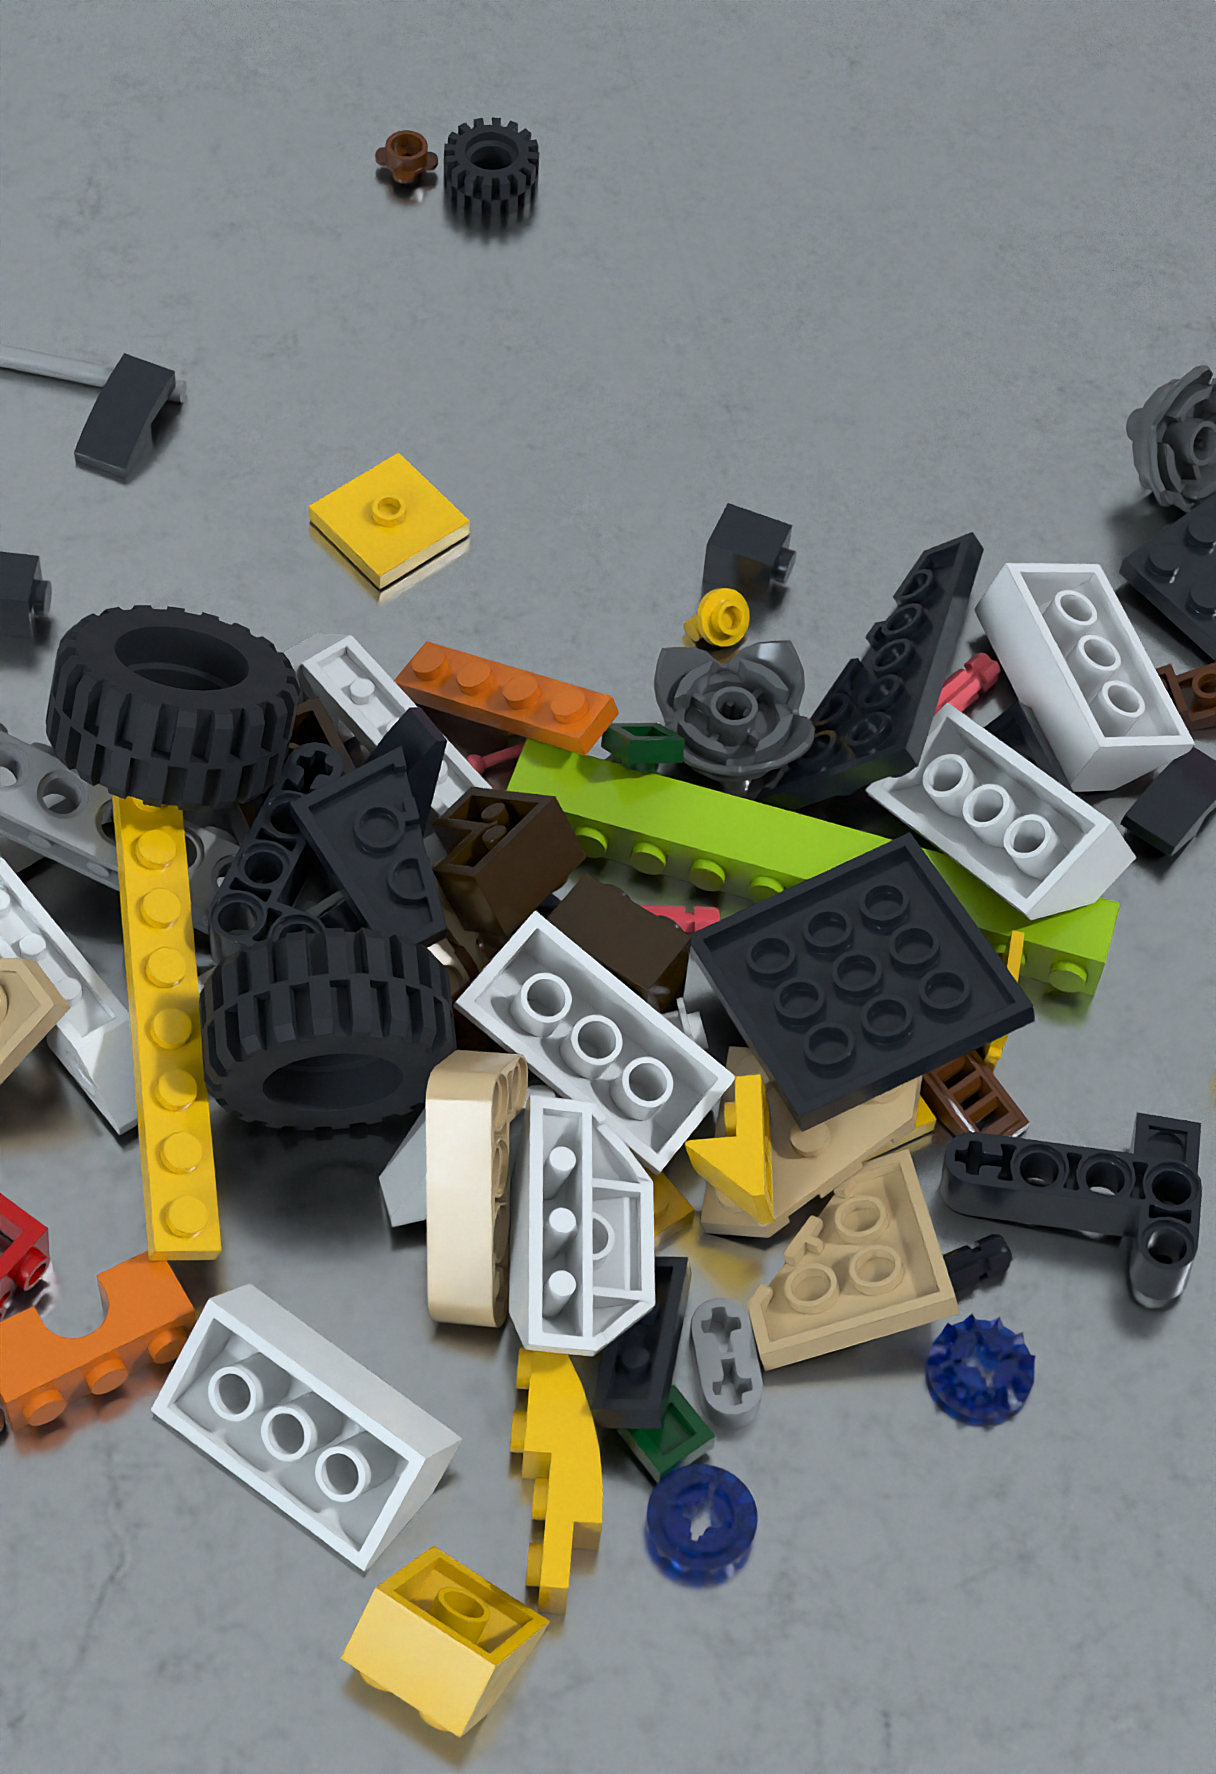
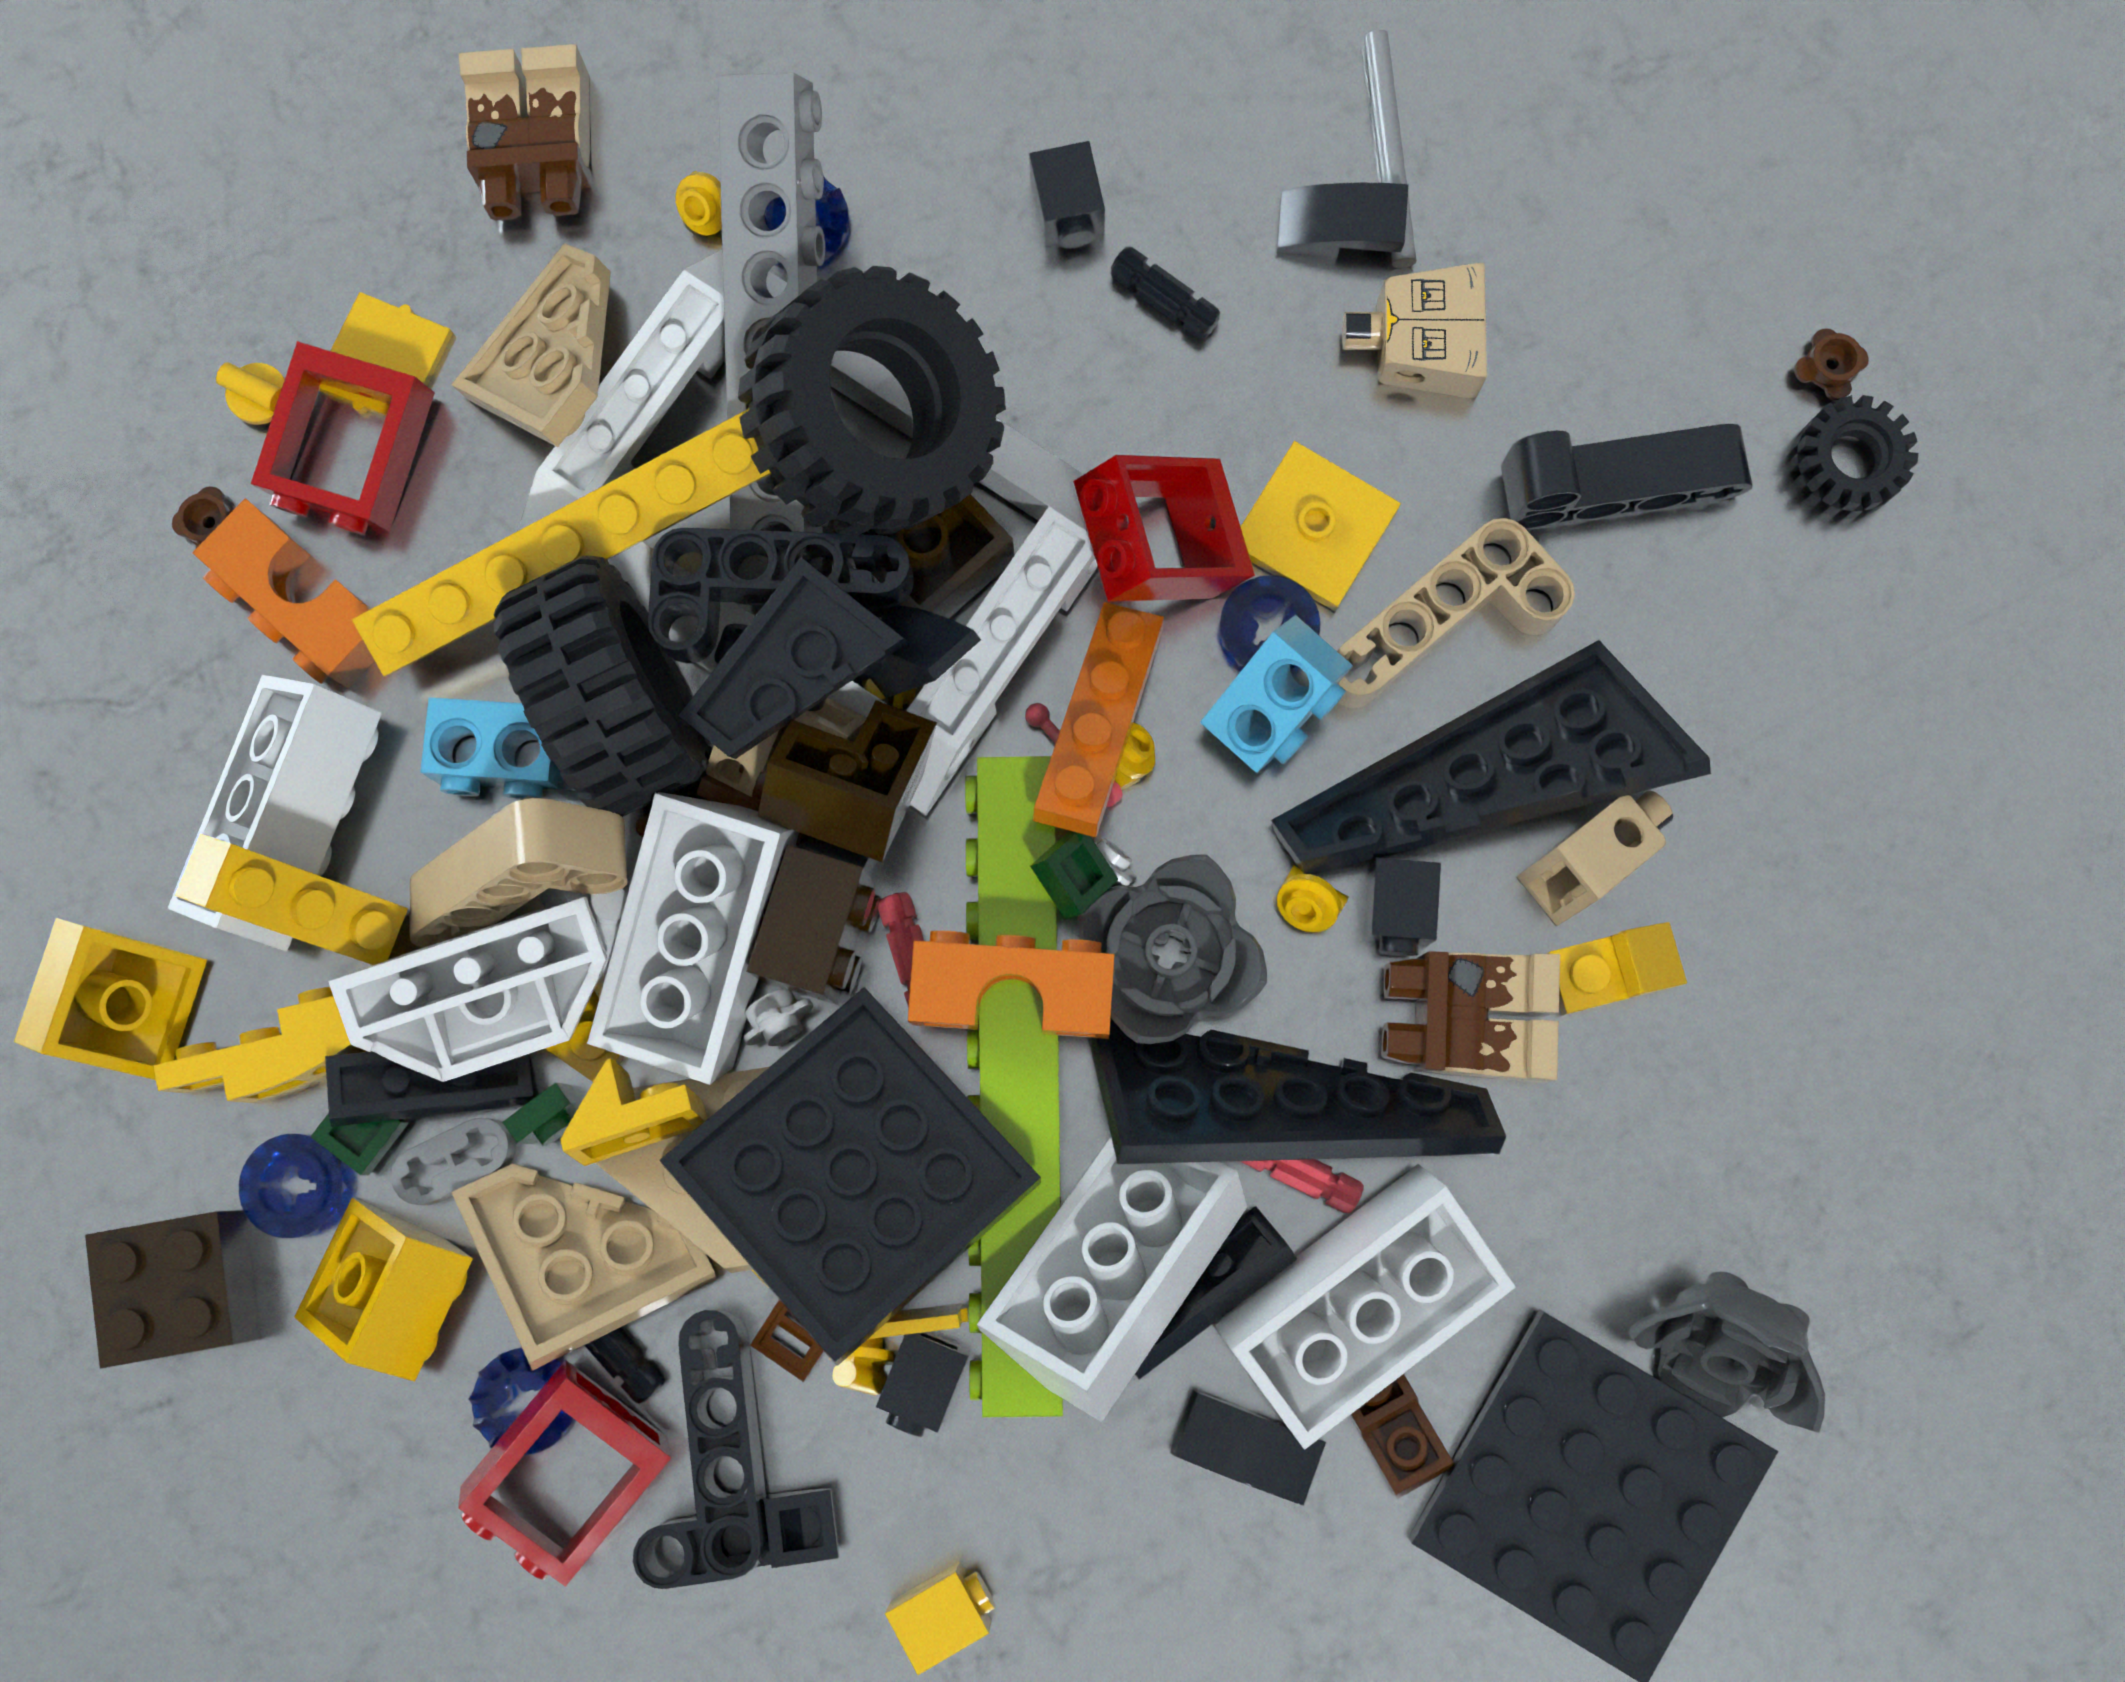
camera: 80 degrees right, 25 degrees up
(126, 558) = (1165, 292): none -> black axle
(258, 386) = (1427, 331): none -> tan torso
(312, 1196) = (498, 734): none -> medium azure brick
(338, 601) = (1194, 494): none -> red window
(422, 1375) = (290, 901): none -> yellow arch
(439, 314) = (1564, 483): none -> black beam
(471, 556) = (1263, 597): none -> clear blue gear
(488, 416) = (1436, 620): none -> tan beam
(524, 573) = (1270, 688): none -> medium azure brick
(654, 438) = (1531, 752): none -> black wing
(711, 1256) = (544, 1116): none -> dark green plate
(745, 772) = (955, 975): none -> orange arch
(756, 397) = (1598, 855): none -> tan torso
(775, 1647) = (172, 1287): none -> dark brown brick
(833, 1453) = (383, 1291): none -> yellow slope
(852, 444) = (1618, 968): none -> yellow slope
(858, 553) = (1453, 1008): none -> hips
(1023, 1059) = (864, 1368): none -> yellow plate
(1030, 1353) = (604, 1417): none -> red window
(1065, 1017) = (922, 1383): none -> black brick

